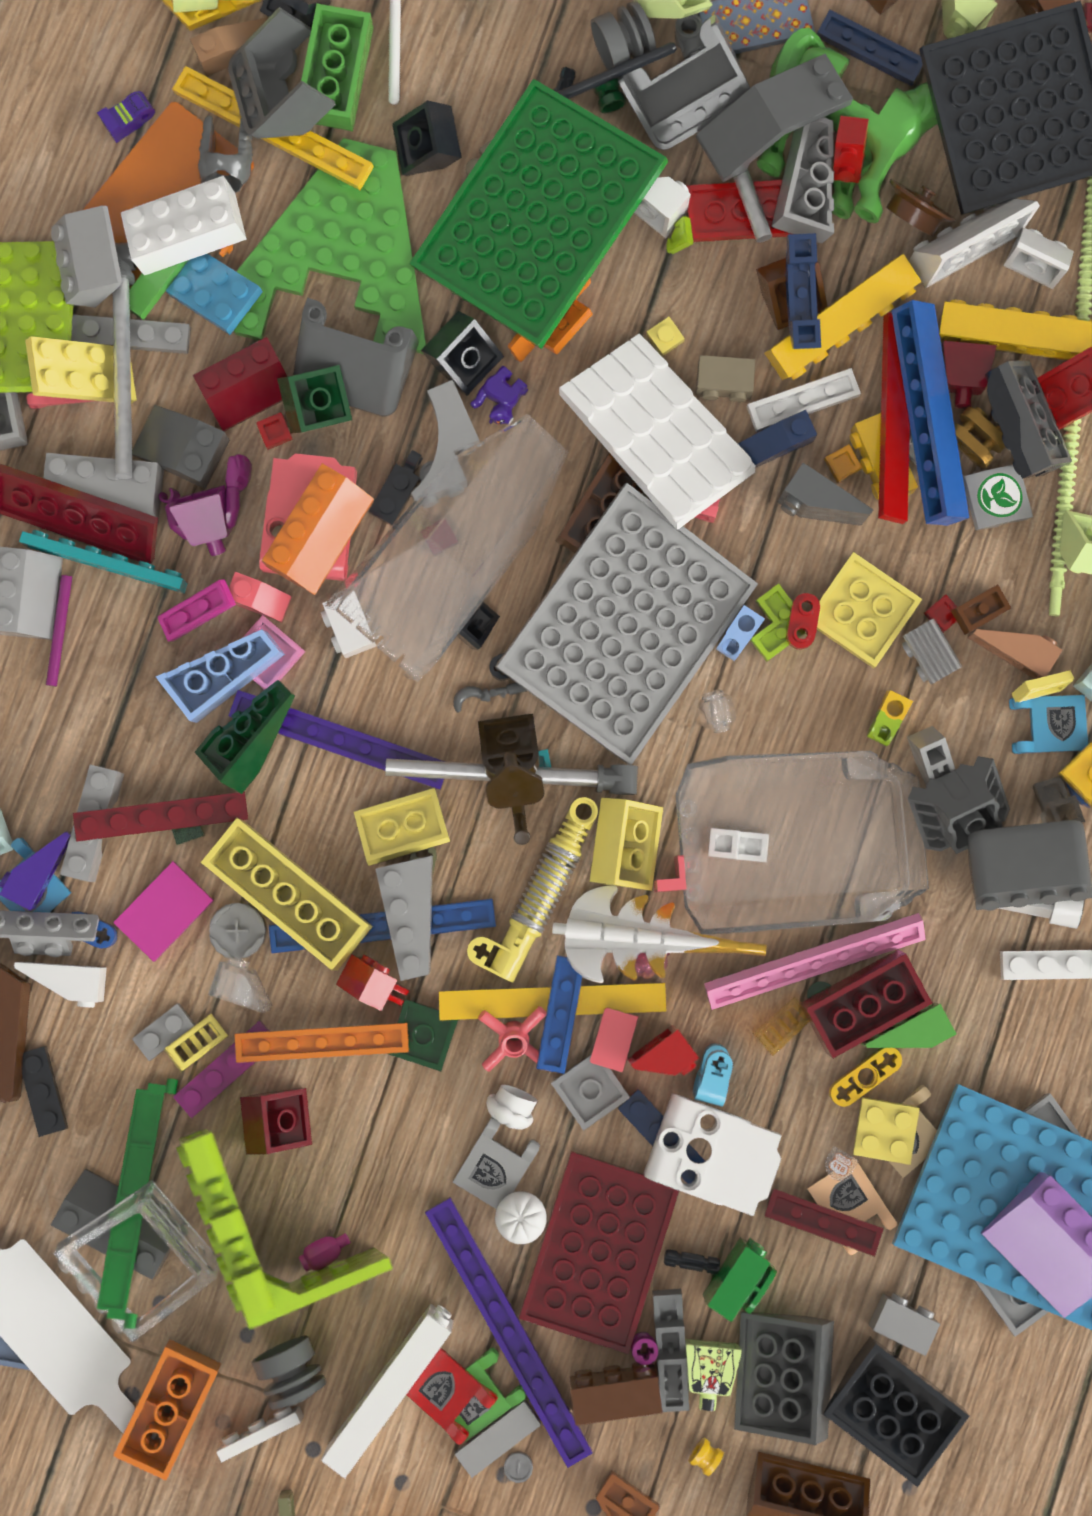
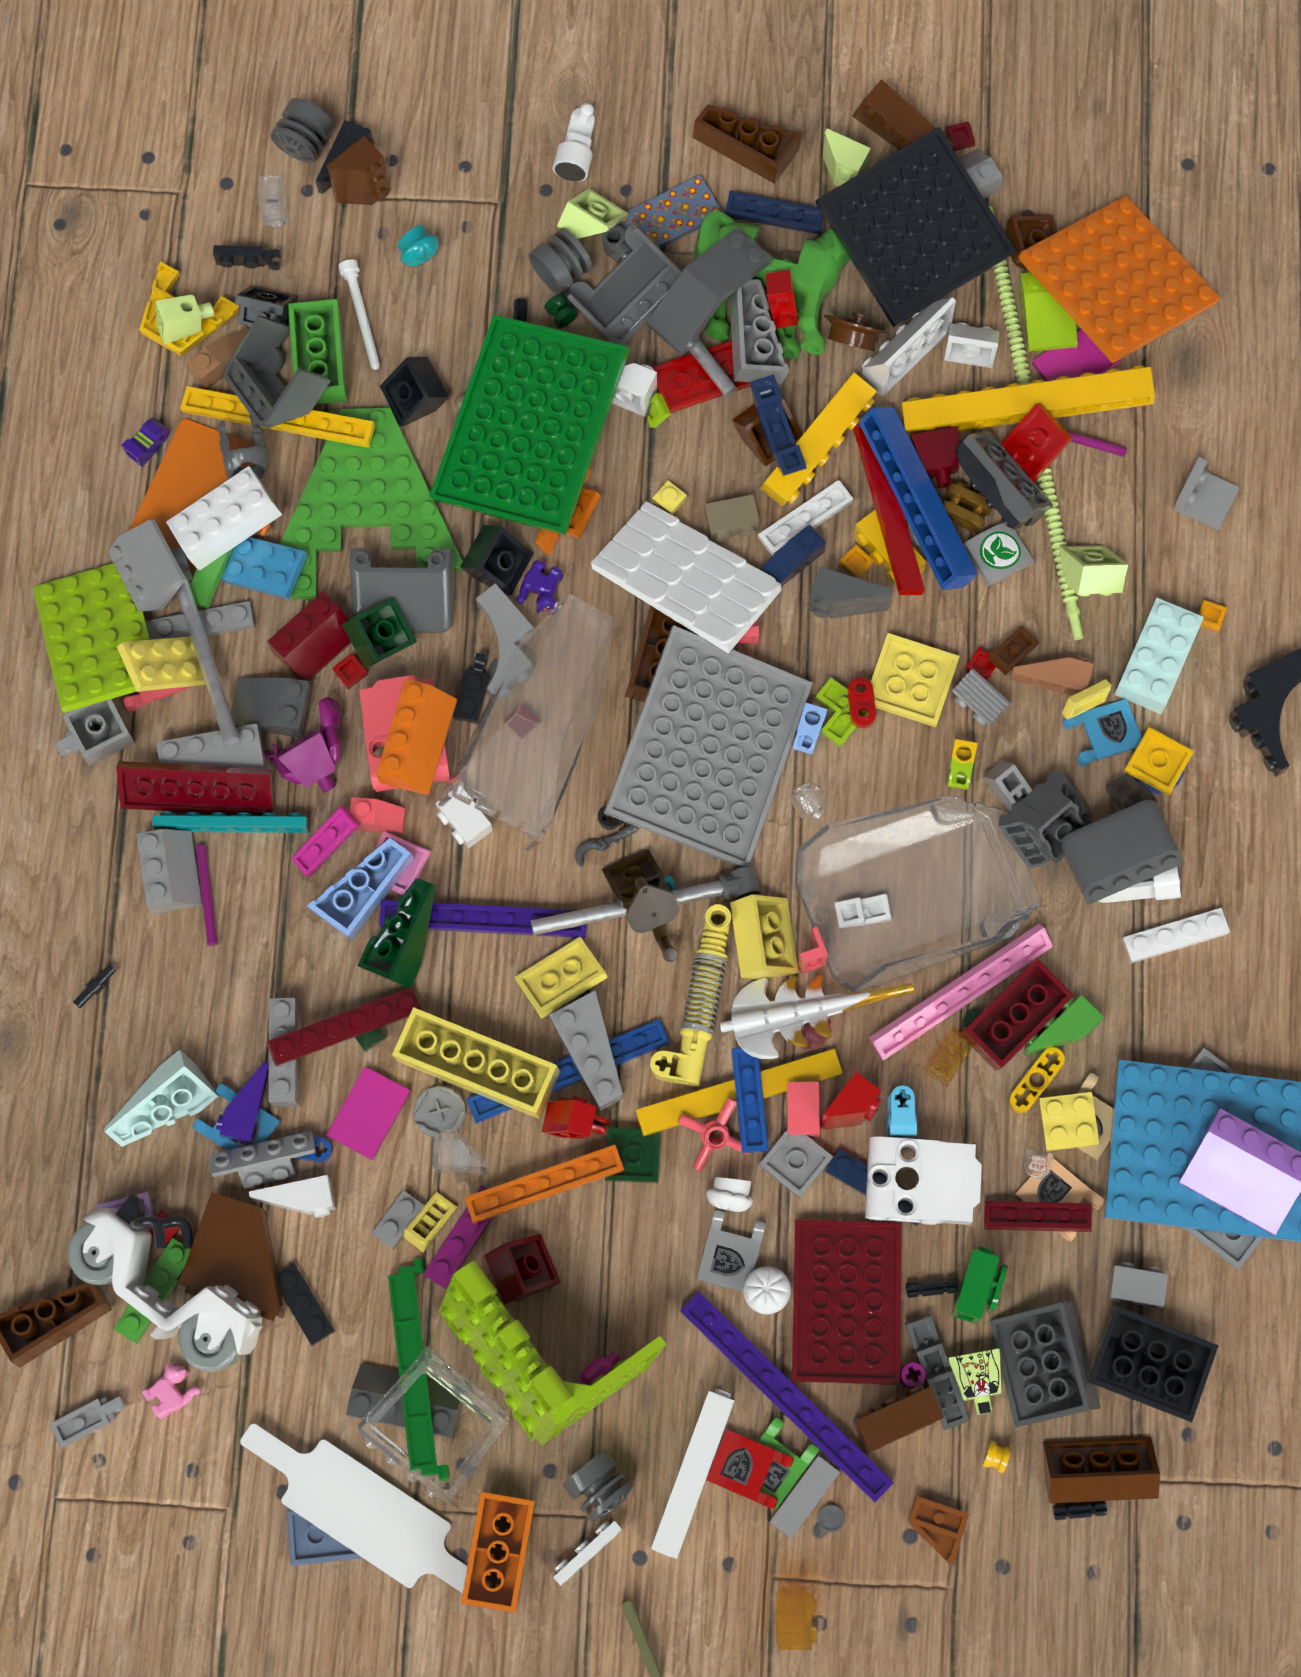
camera: 10 degrees left, 10 degrees down
(478, 627) = (578, 788): black slope -> none
(618, 71) = (564, 288): black bar -> none

